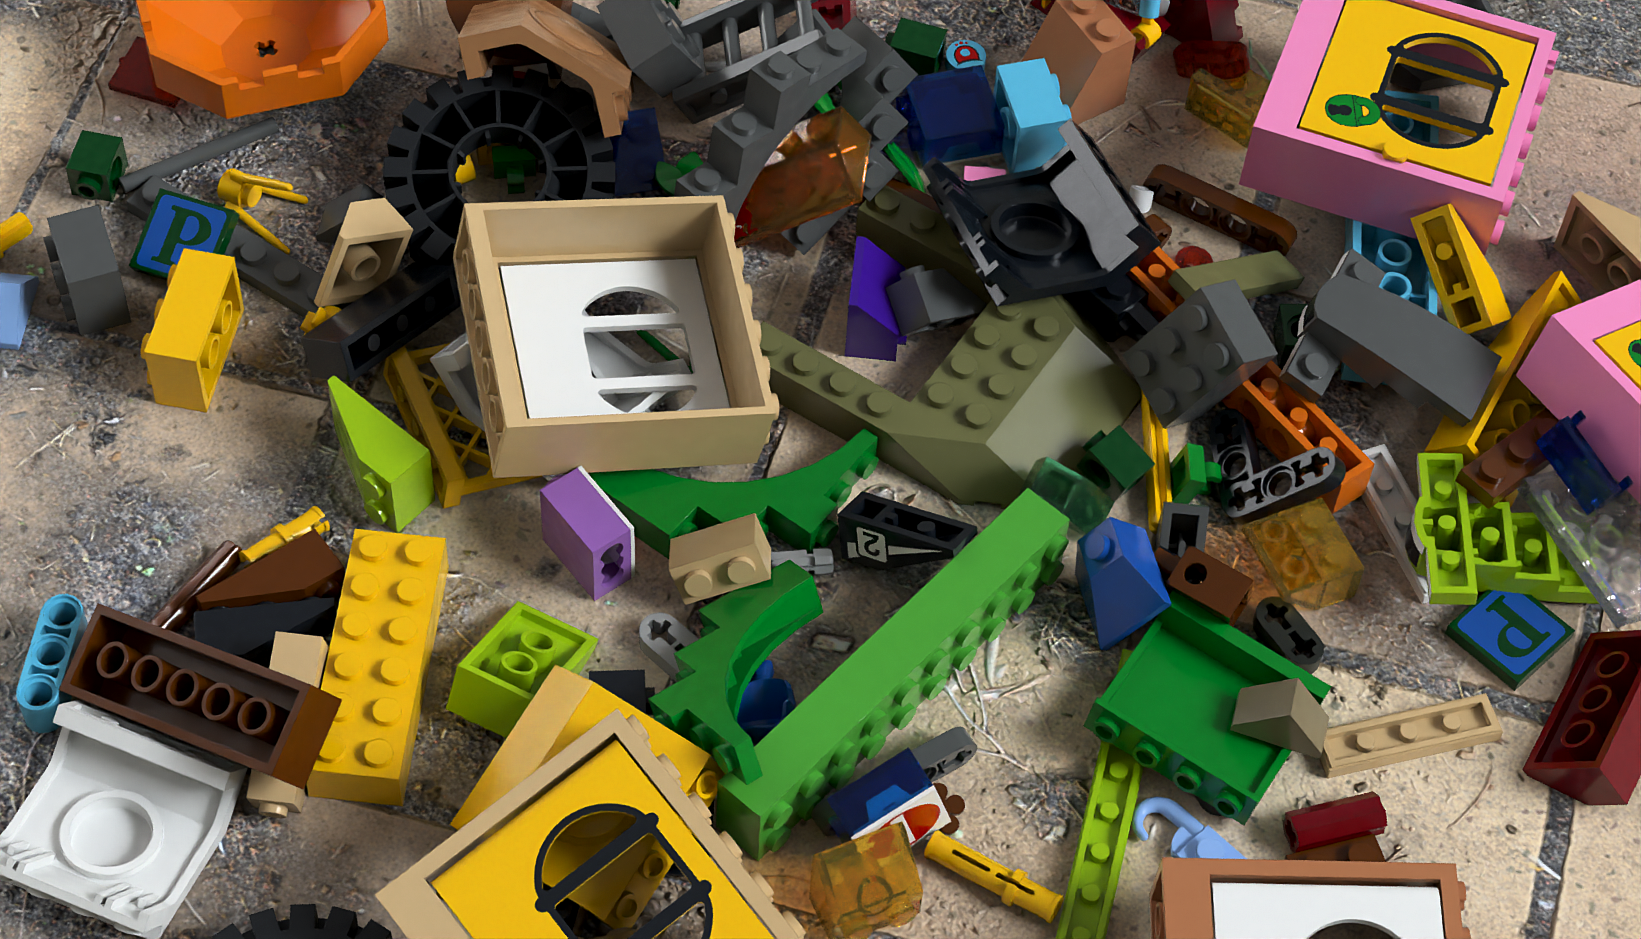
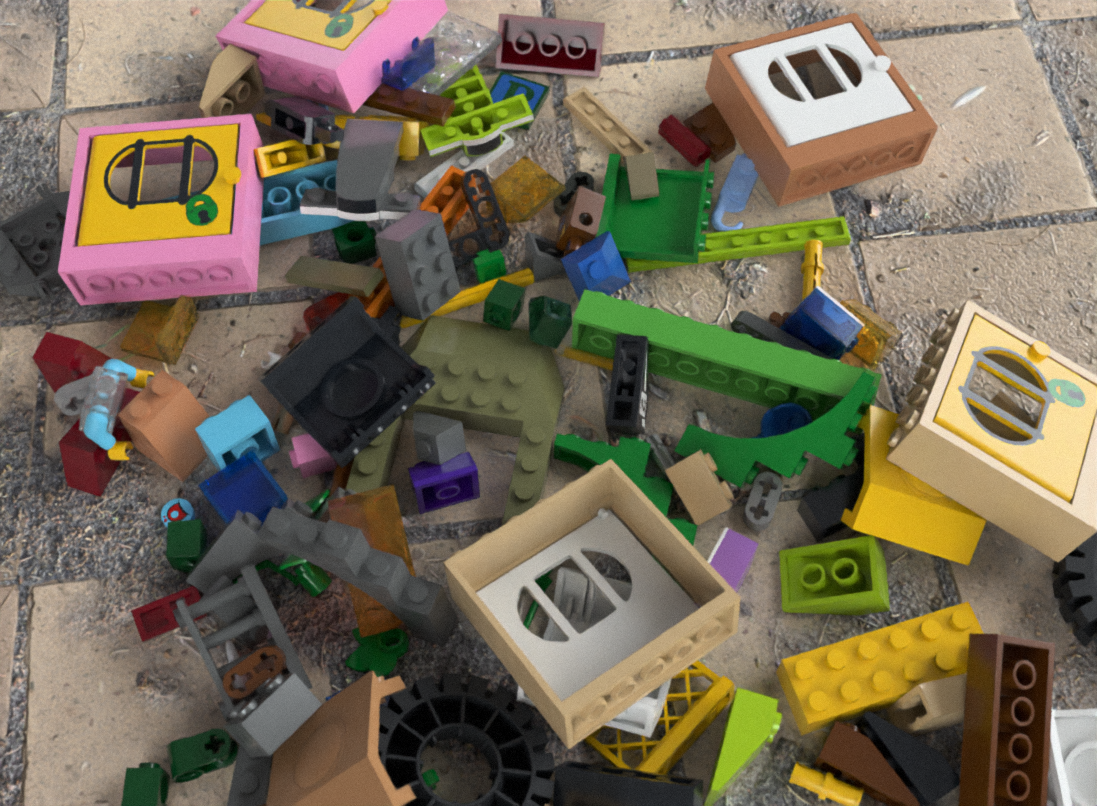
camera: 110 degrees left, 5 degrees up
(715, 39) = (250, 664): none -> reddish brown beam
(1218, 58) = (132, 354): clear red beam -> none
(1273, 230) = (264, 315): reddish brown beam -> none
(1504, 293) = (303, 121): none -> black hinge

